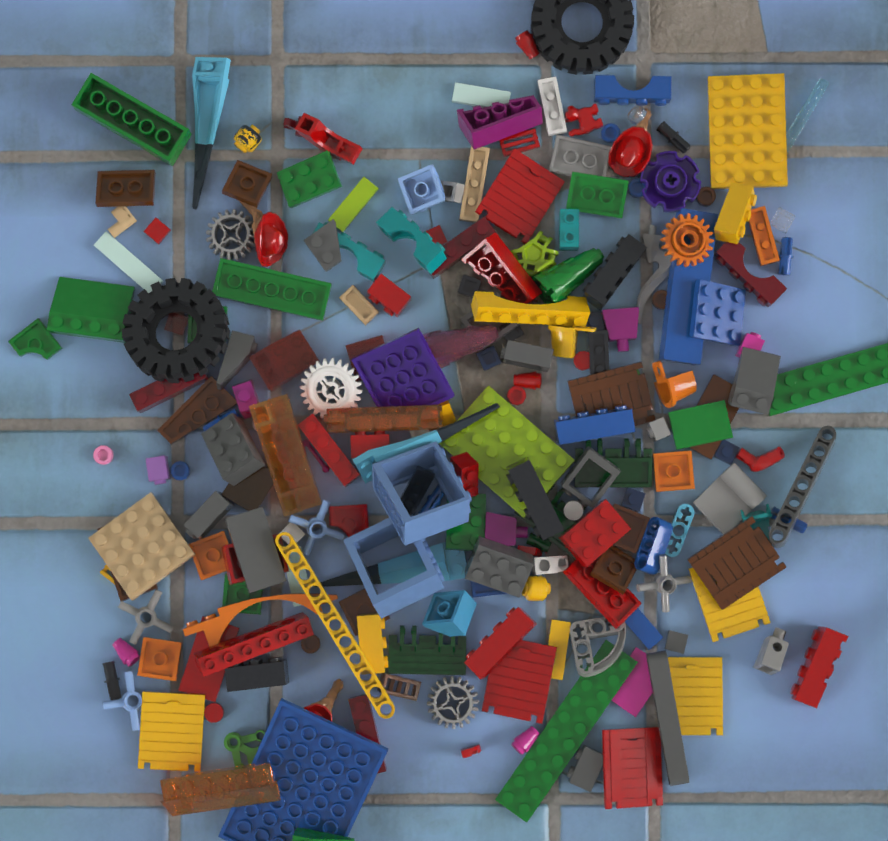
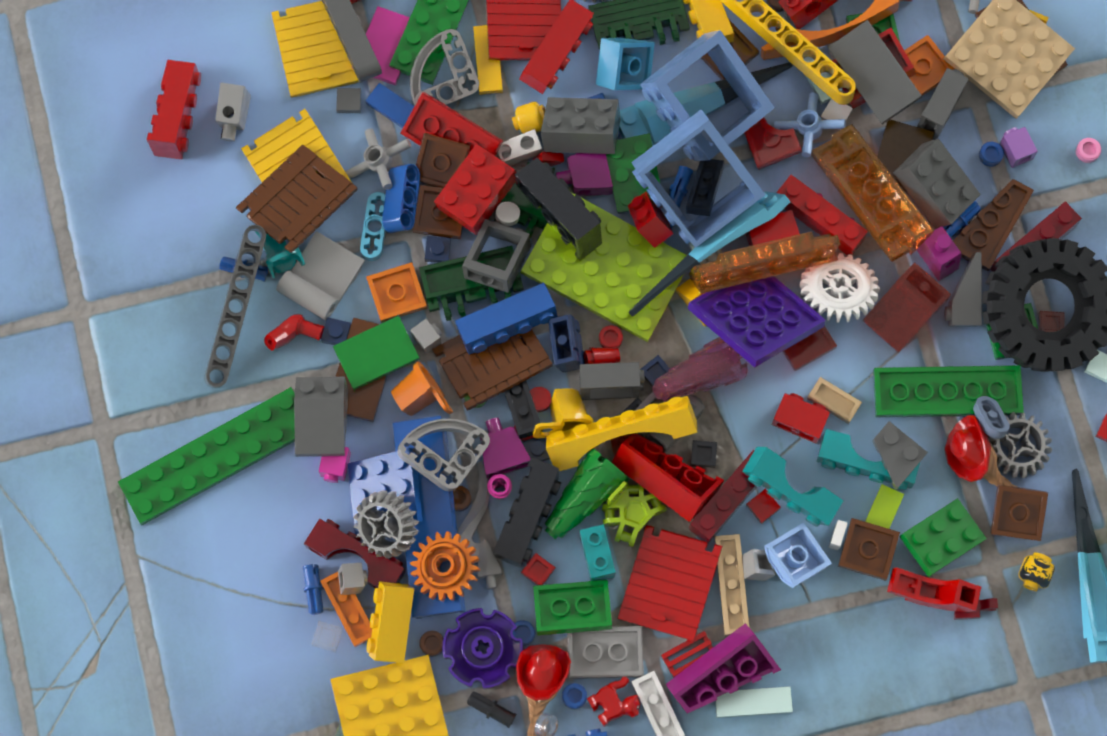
camera: 165 degrees right, 10 degrees down
(247, 254) = (991, 417): none -> sand blue plate
(367, 182) = (868, 549): none -> reddish brown plate
(386, 200) = (838, 534): none -> white tile
(552, 395) = (566, 343): none -> dark blue brick
(614, 231) = (538, 570): none -> red tile
(632, 290) = (499, 481): none -> dark pink cone
(664, 316) = (451, 467): none -> light grey beam
(724, 282) = (394, 523): none -> light grey gear
(756, 252) = (352, 578): none -> light grey plate

